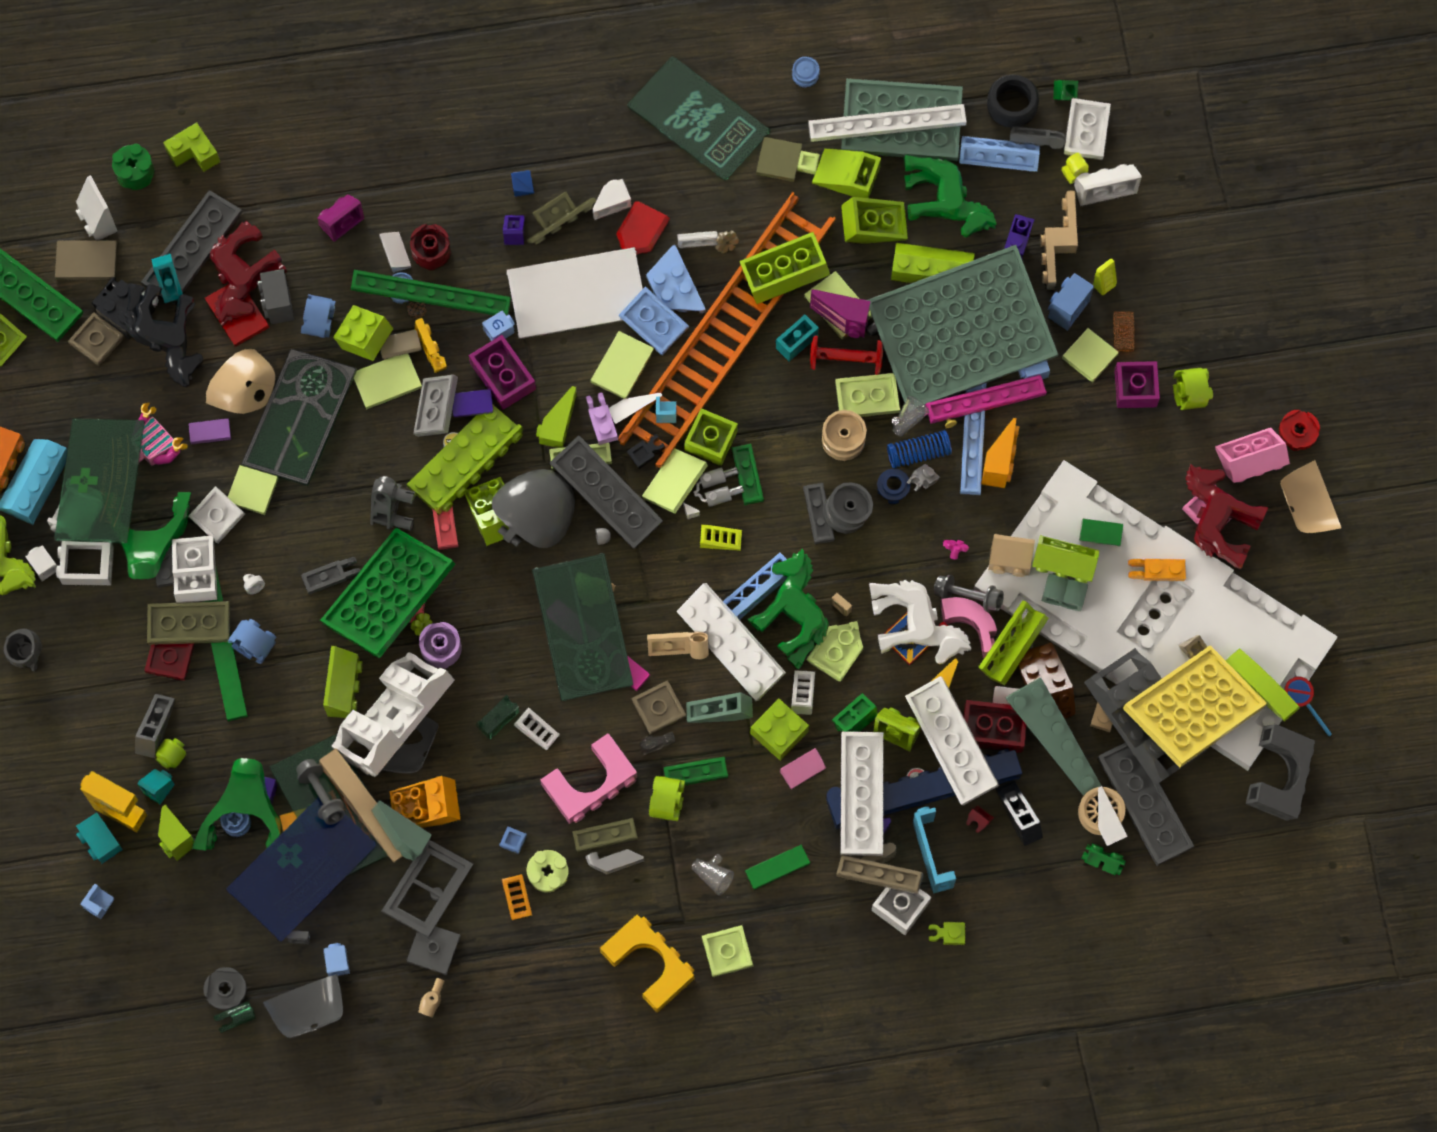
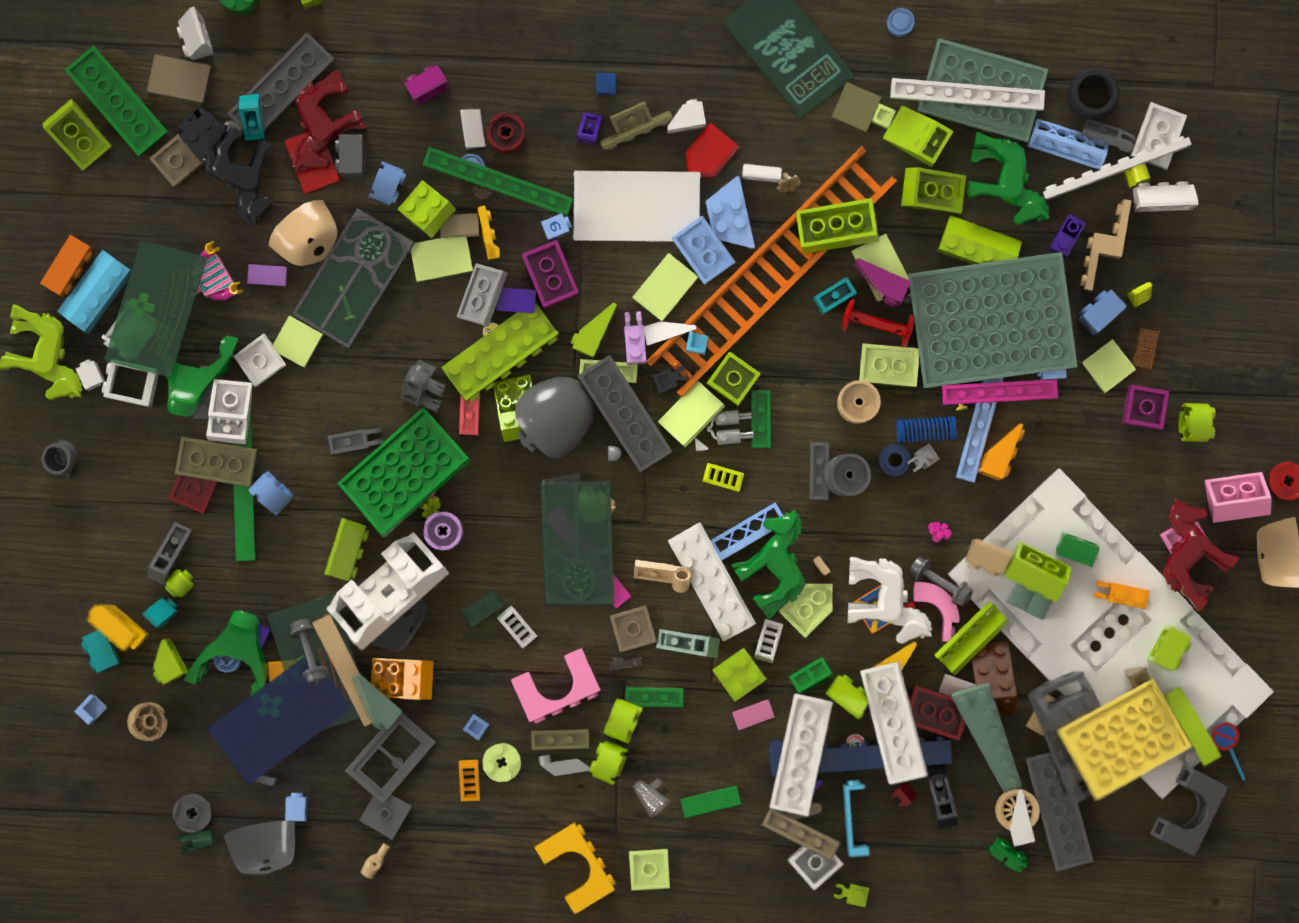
camera: 15 degrees right, 15 degrees up
(160, 899) = (147, 721): none -> tan cylinder
(253, 584) = (282, 436): white tile -> none
(661, 844) = (609, 762): none -> lime brick
(910, 415) = (926, 394): clear piece -> none
(1047, 167) = (1123, 164): none -> white plate
(1065, 89) = (1147, 91): green slope -> none
(1219, 609) = (1169, 648): none -> lime brick

